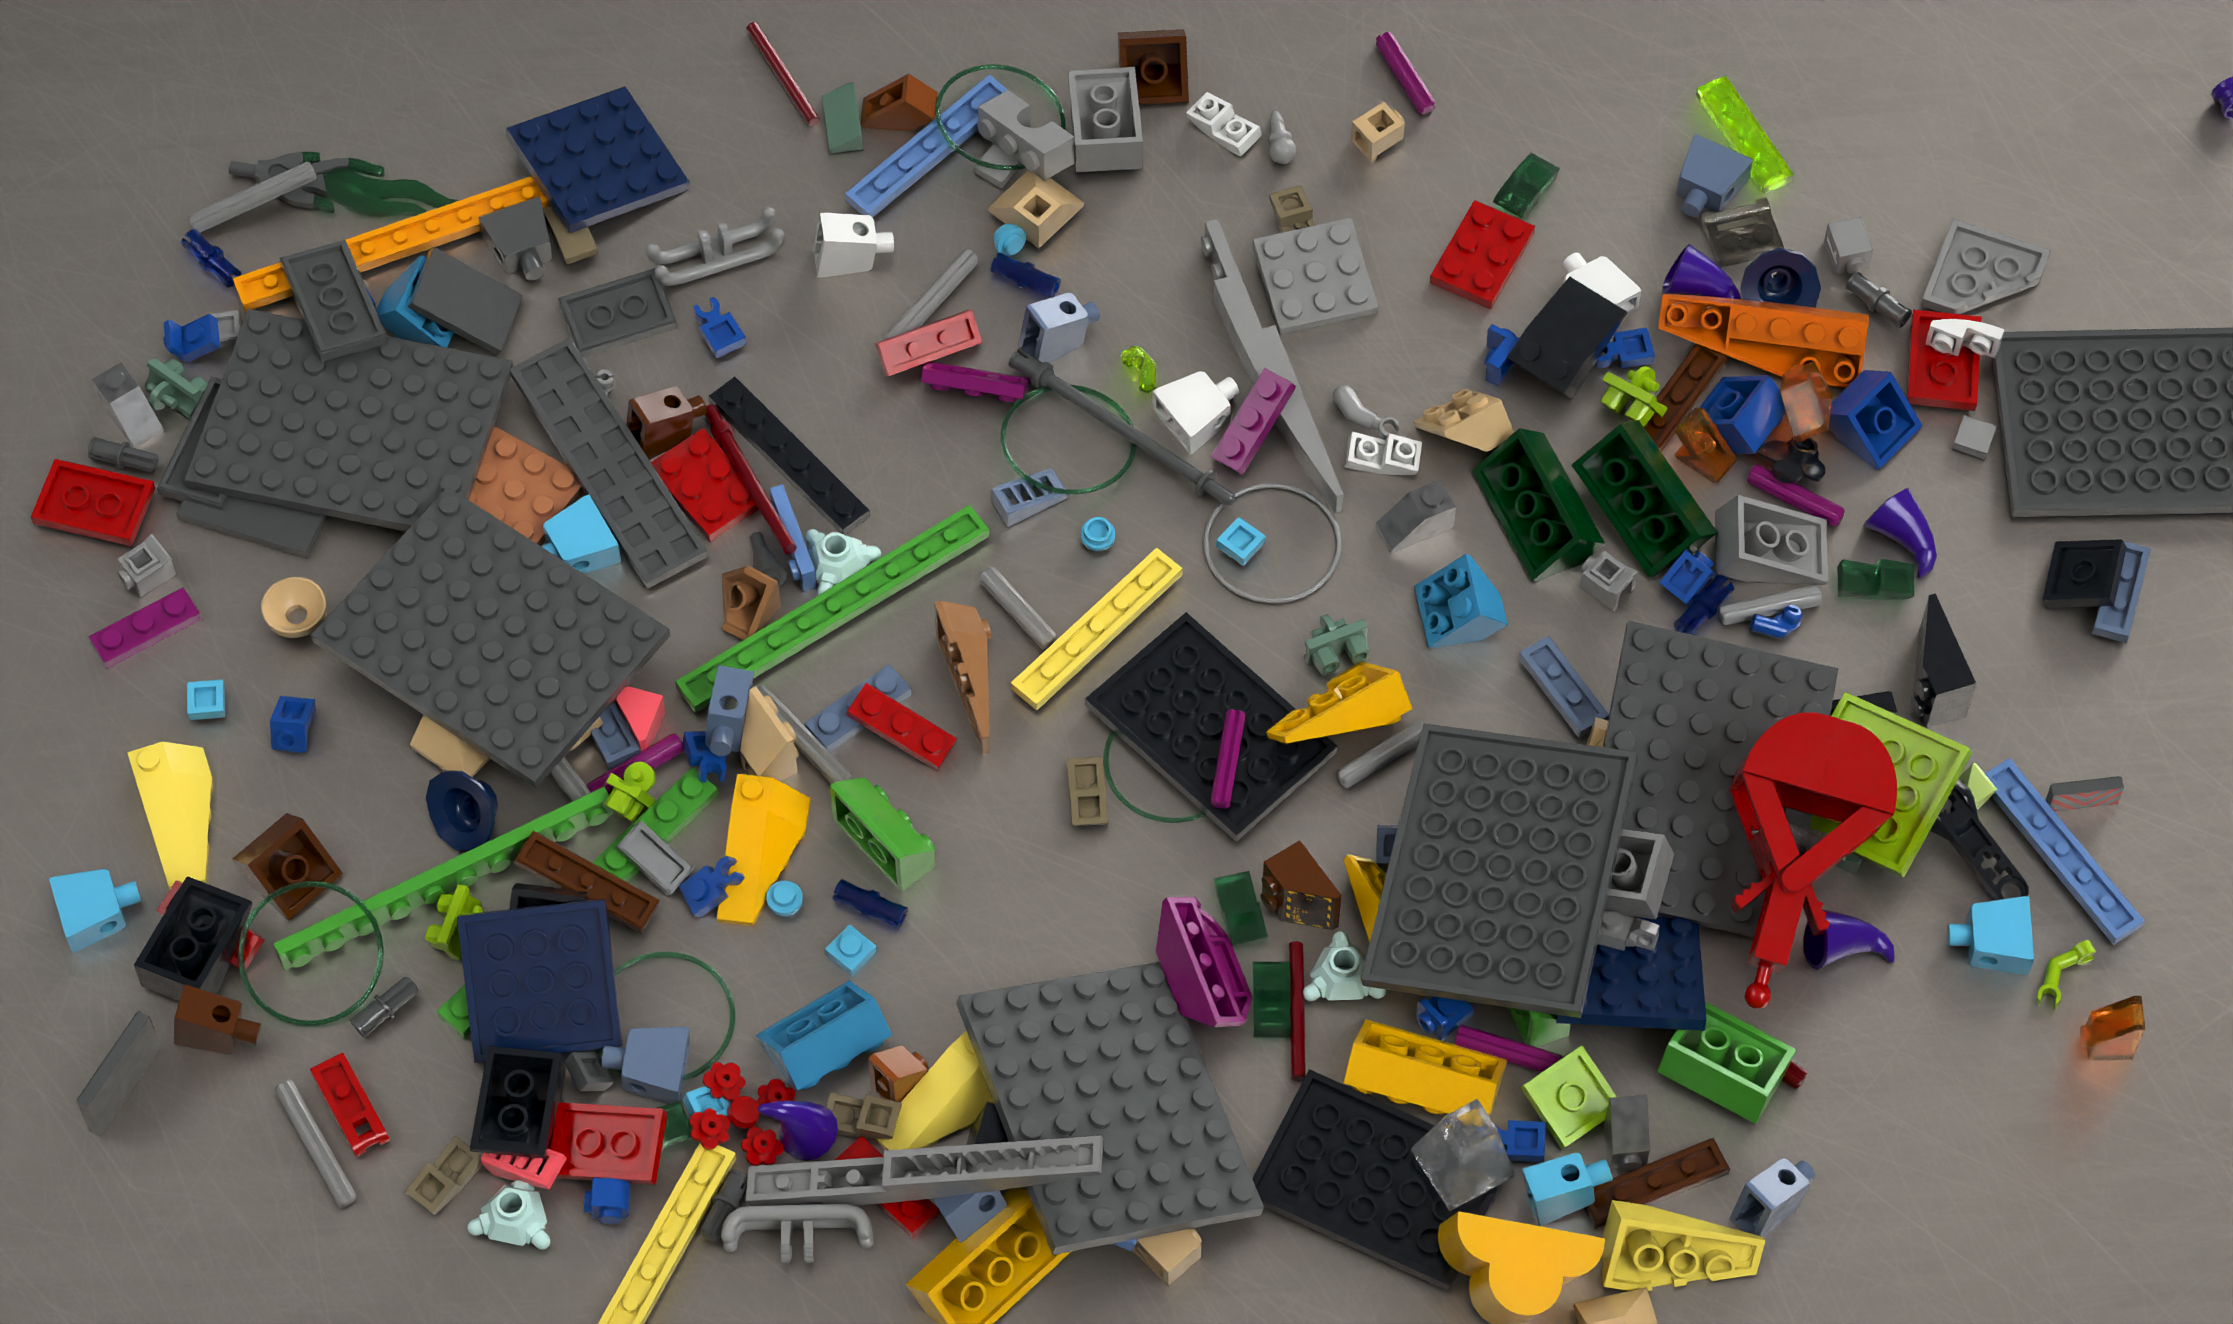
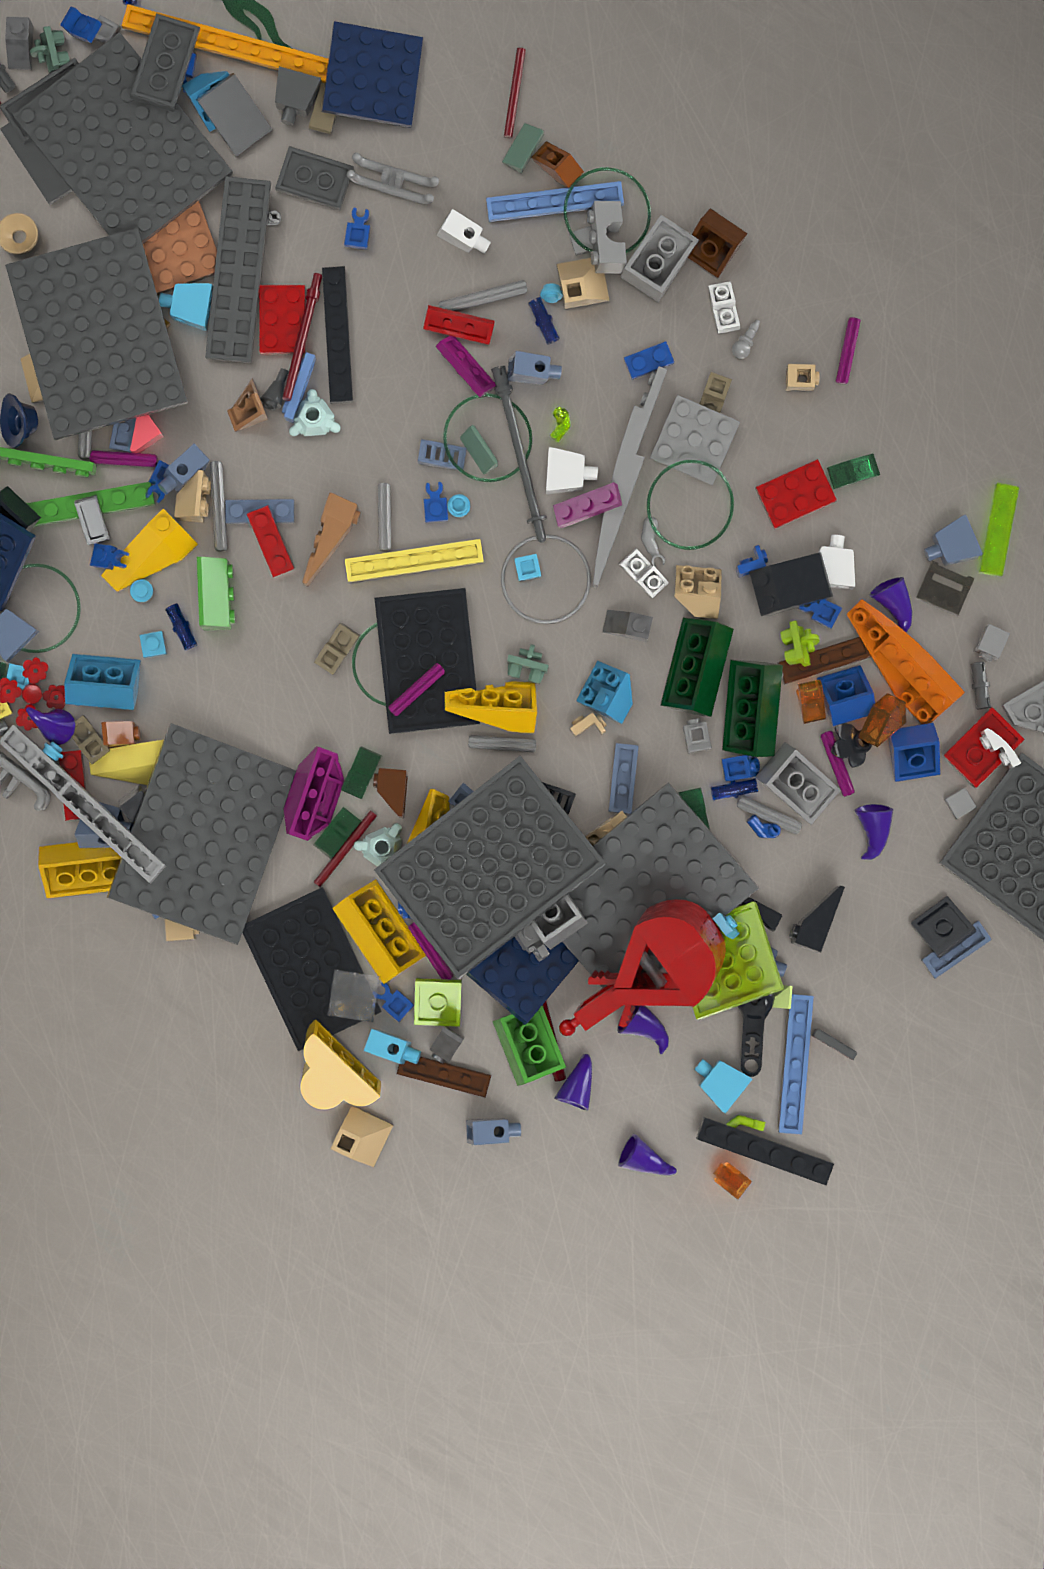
camera: 40 degrees right, 25 degrees up
(570, 871) = (47, 508): reddish brown tile -> none
(631, 795) = (105, 475): lime hips -> none
(663, 419) = (275, 267): reddish brown torso -> none
(828, 1150) = (53, 751): none -> medium azure plate
(839, 603) = (291, 444): bright green plate -> none
(1069, 556) = (435, 507): none -> blue plate
(1070, 456) = (479, 450): none -> sand green slope
(1184, 235) = (648, 360): none -> blue plate
(1344, 387) = (730, 514): none -> clear green piece
(1470, 647) = (581, 724): none -> tan bracket
(1666, 1248) = (416, 1109): light yellow wedge -> none
(1792, 284) = (934, 638): dark blue hat -> none
(1833, 1067) = (577, 1087): none -> dark purple hat
(1875, 582) = (836, 843): clear green slope -> none
(1978, 1092) = (641, 1158): none -> dark purple hat
(2119, 974) = (765, 1151): none -> black plate

